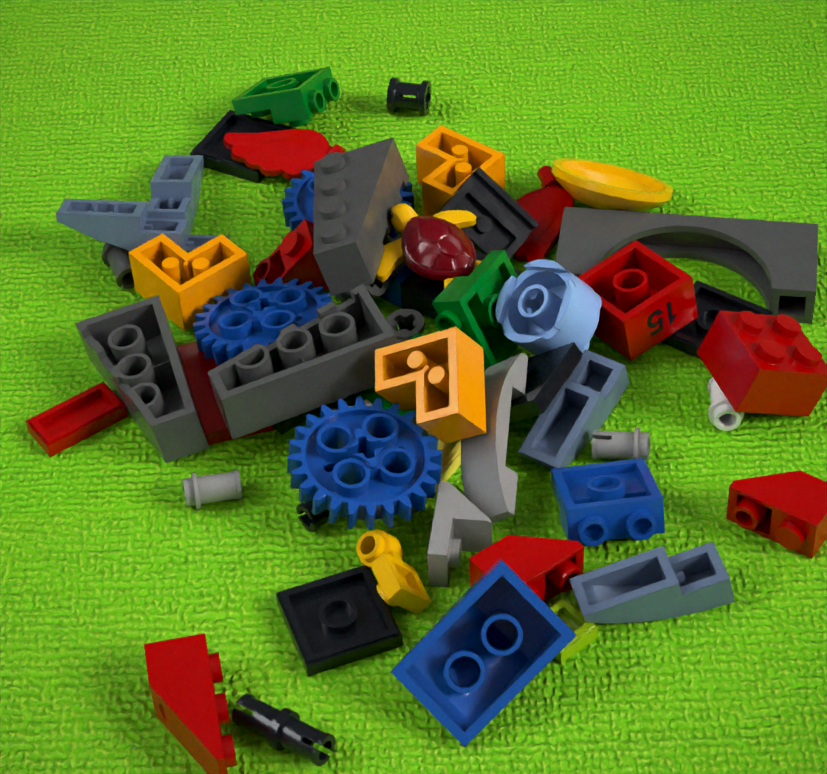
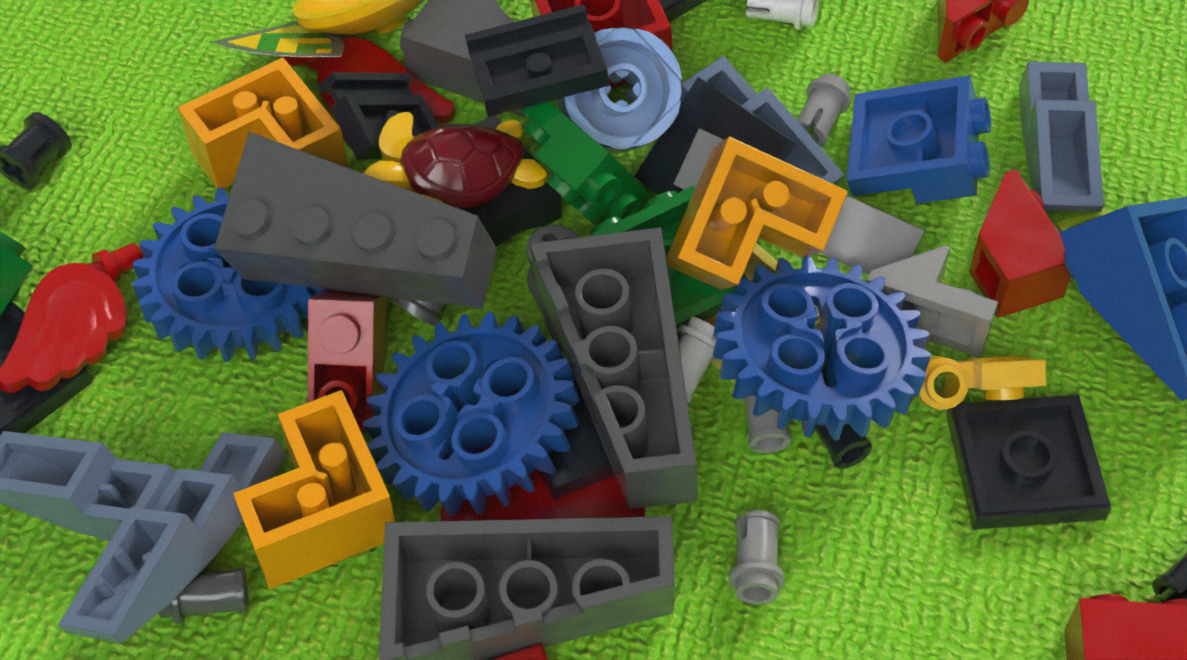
camera: 75 degrees left, 10 degrees up
(511, 239) = (536, 60): none -> black plate
(535, 161) = (286, 40): none -> sticker

